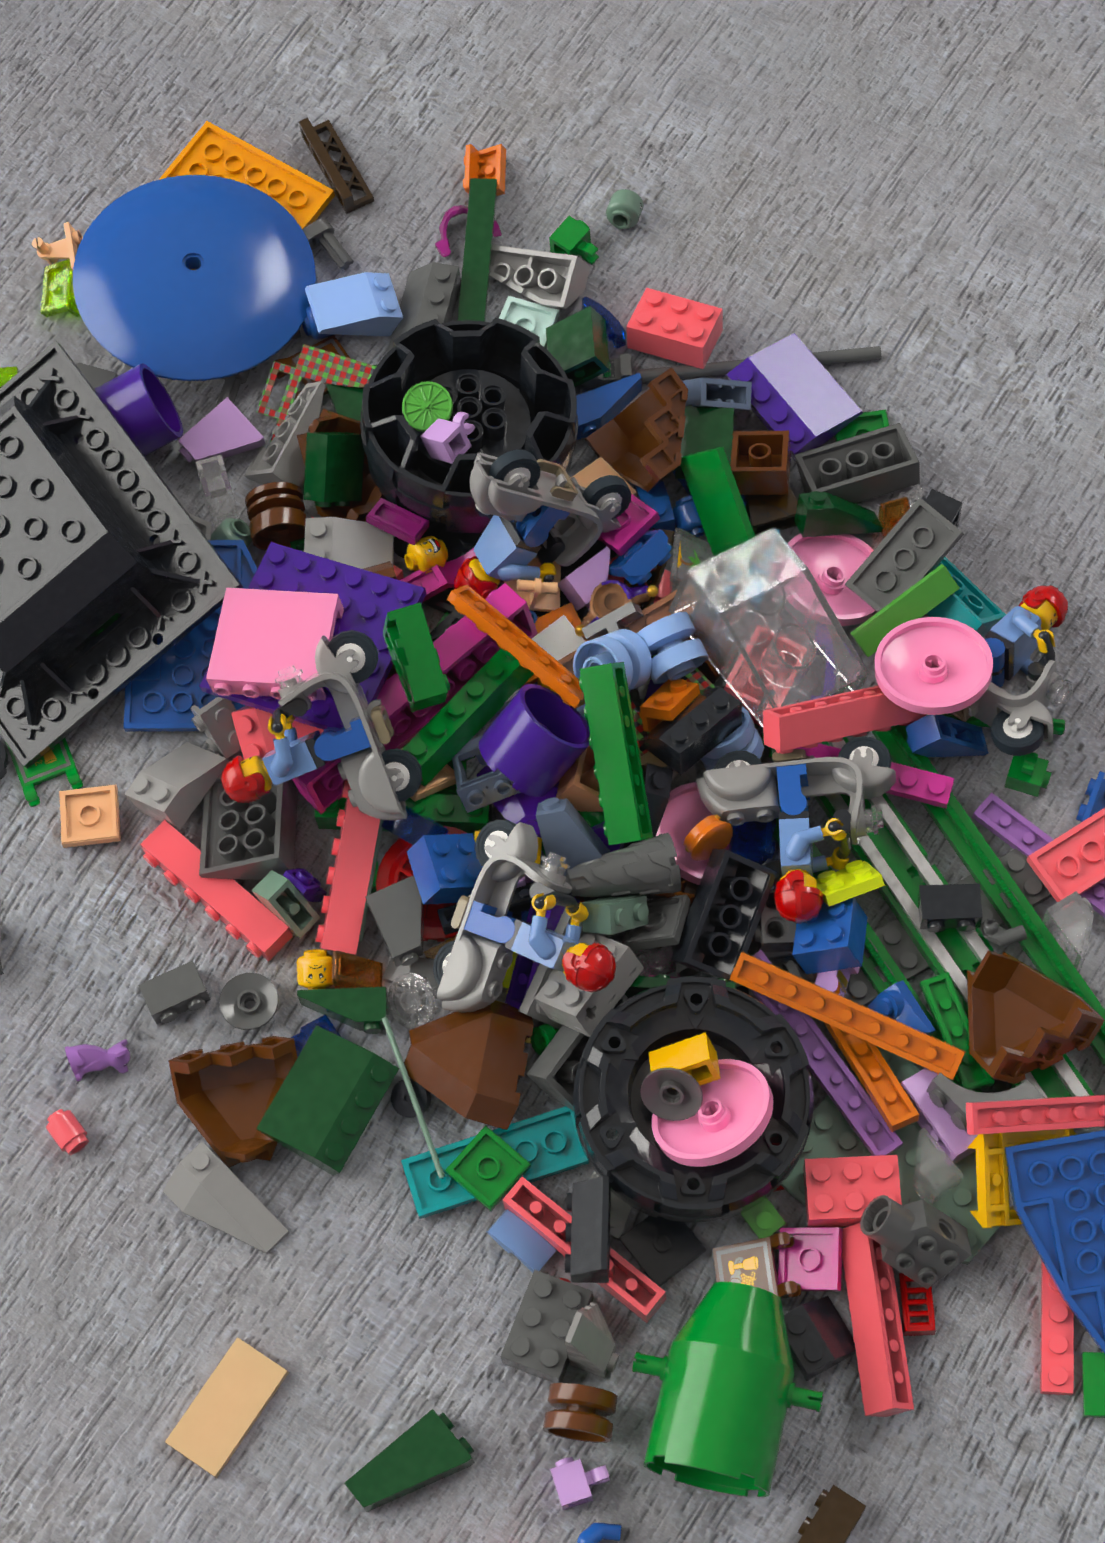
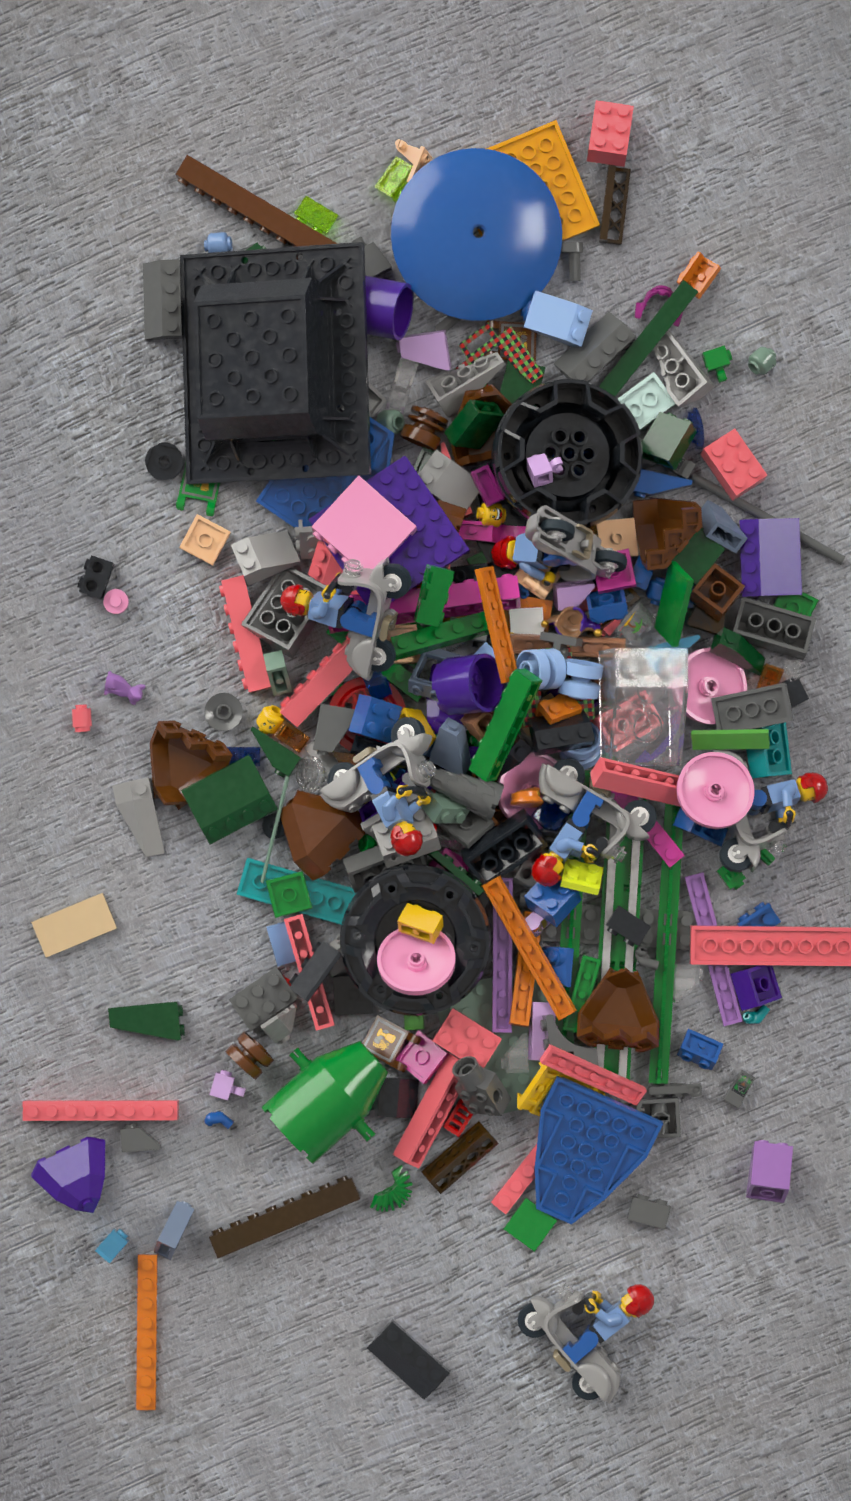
camera: 30 degrees right, 20 degrees up
(21, 961) = (116, 601): none -> bright pink wheel
(174, 993) = (186, 679): dark grey brick -> none
(278, 91) = (610, 133): none -> coral brick
(306, 884) = (295, 668): dark purple slope -> none
(426, 404) = (544, 438): bright green wheel -> none
(671, 1103) = (401, 936): dark grey dish -> none
(905, 1471) = (394, 1192): none -> green hair
(951, 1357) = (457, 1155): none -> dark brown fence

